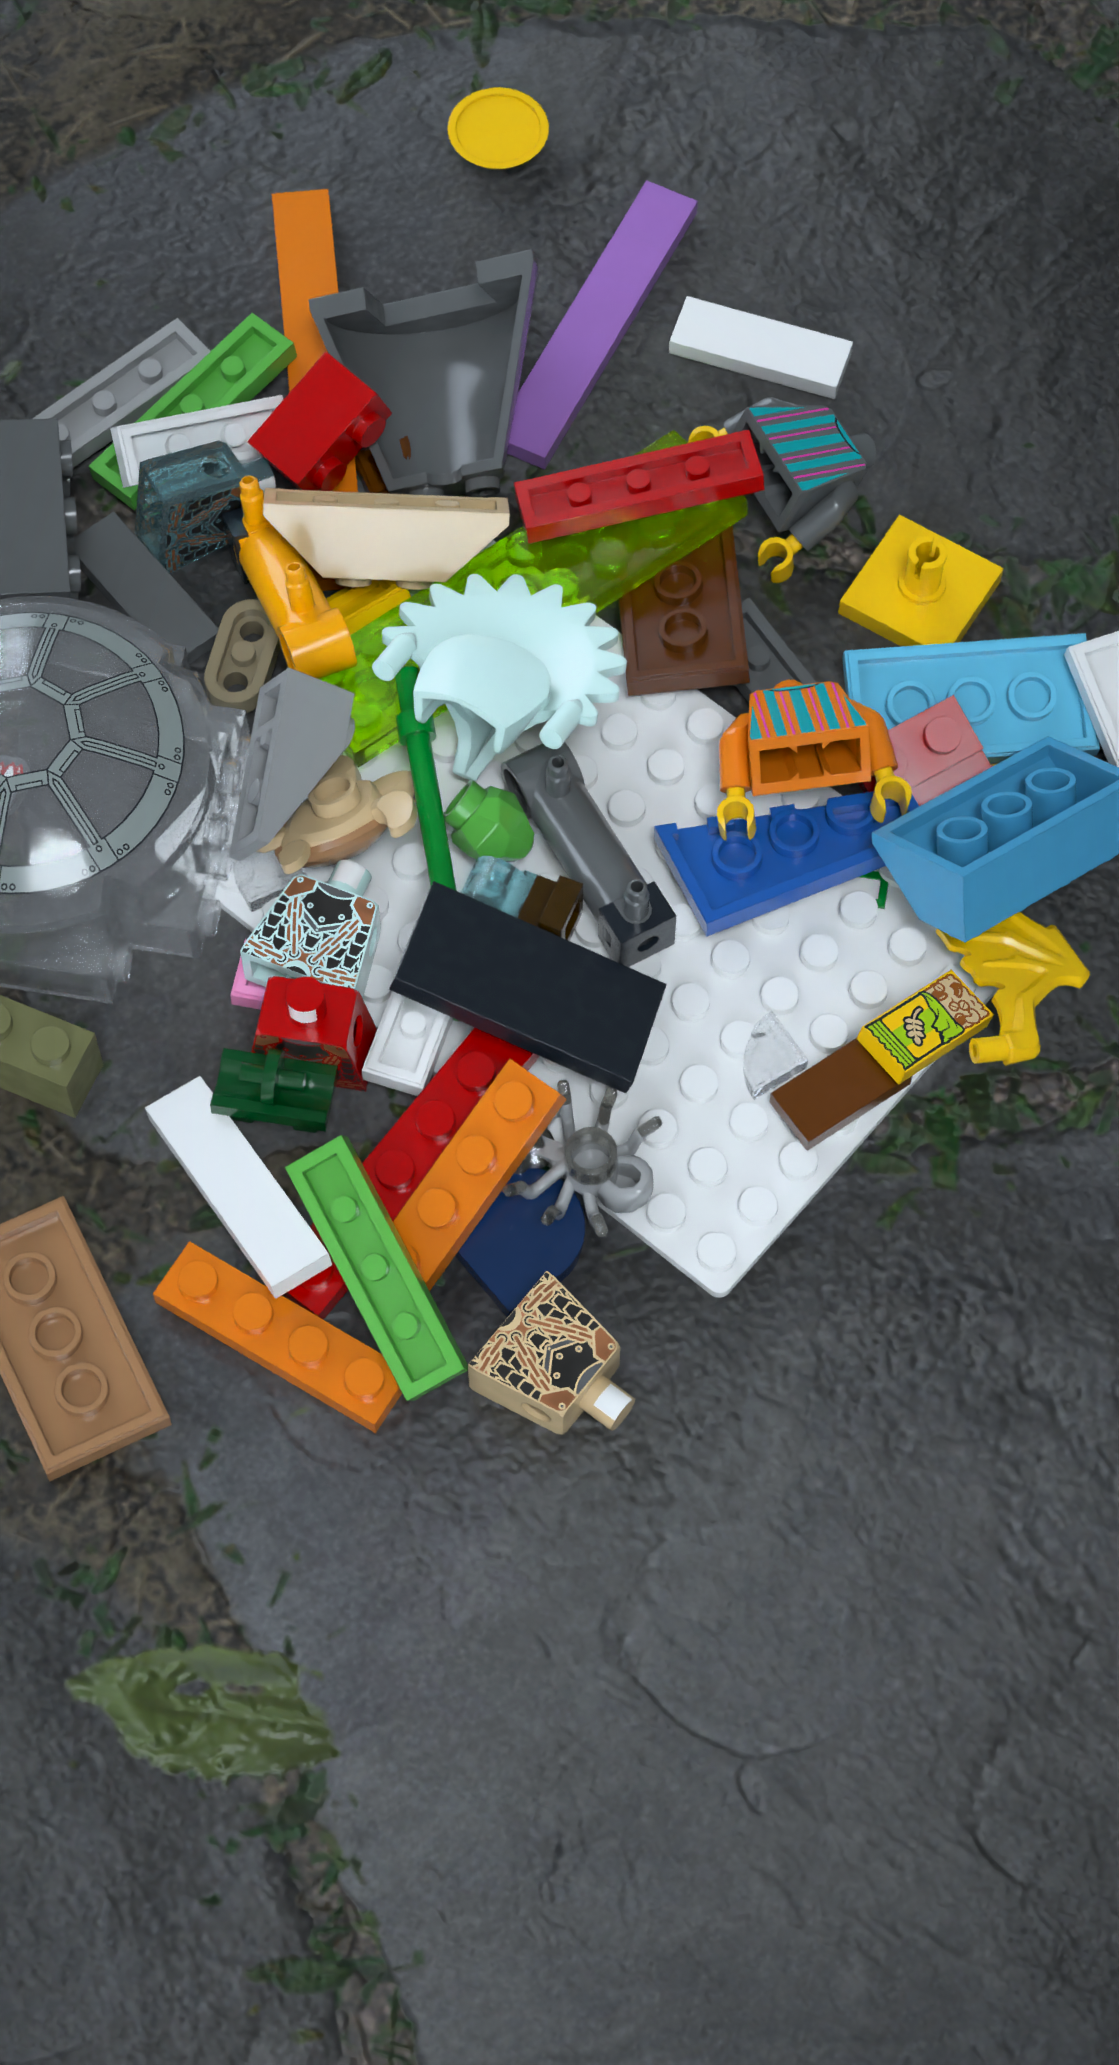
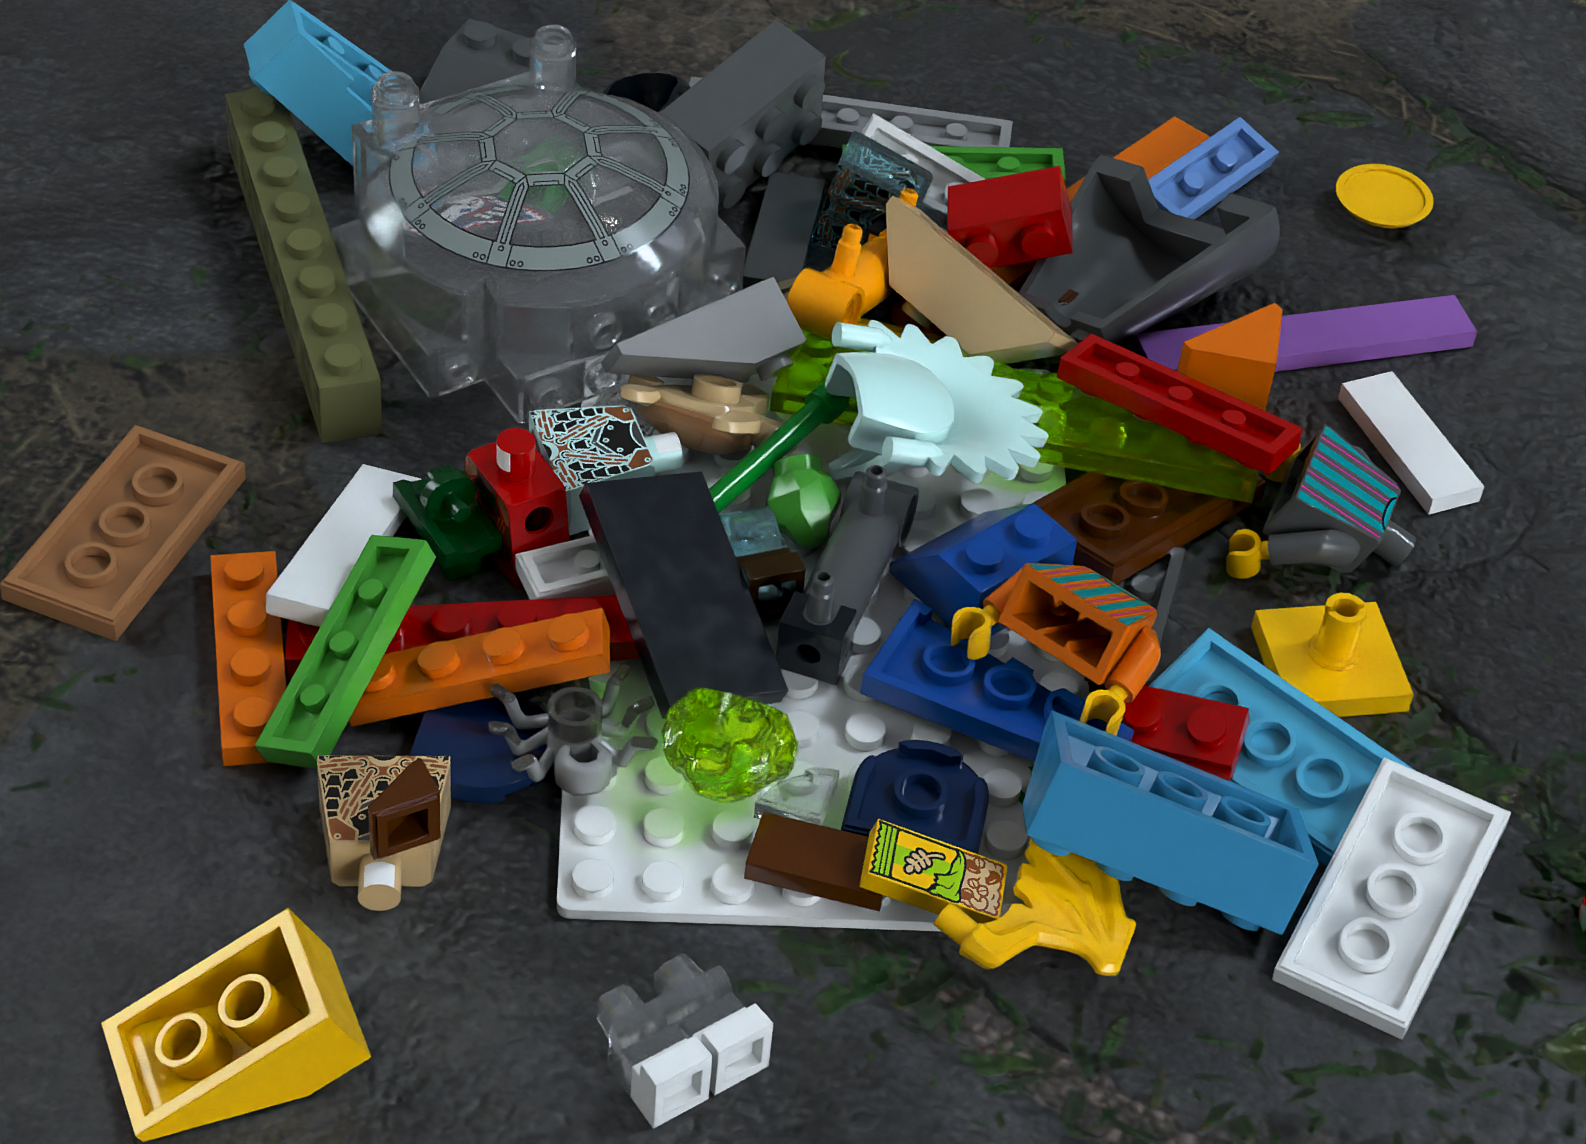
camera: 45 degrees right, 20 degrees down
(363, 226) = (1212, 170): none -> medium blue plate
(602, 1340) = (405, 813): none -> reddish brown slope
(634, 404) = (1237, 356): none -> orange slope
(659, 749) = (980, 556): none -> blue slope
(671, 1605) = (236, 1032): none -> yellow slope
(702, 1069) = (728, 744): none -> clear neon green hair
(839, 978) = (922, 790): none -> dark blue tile
(925, 1302) = (683, 1039): none -> hips

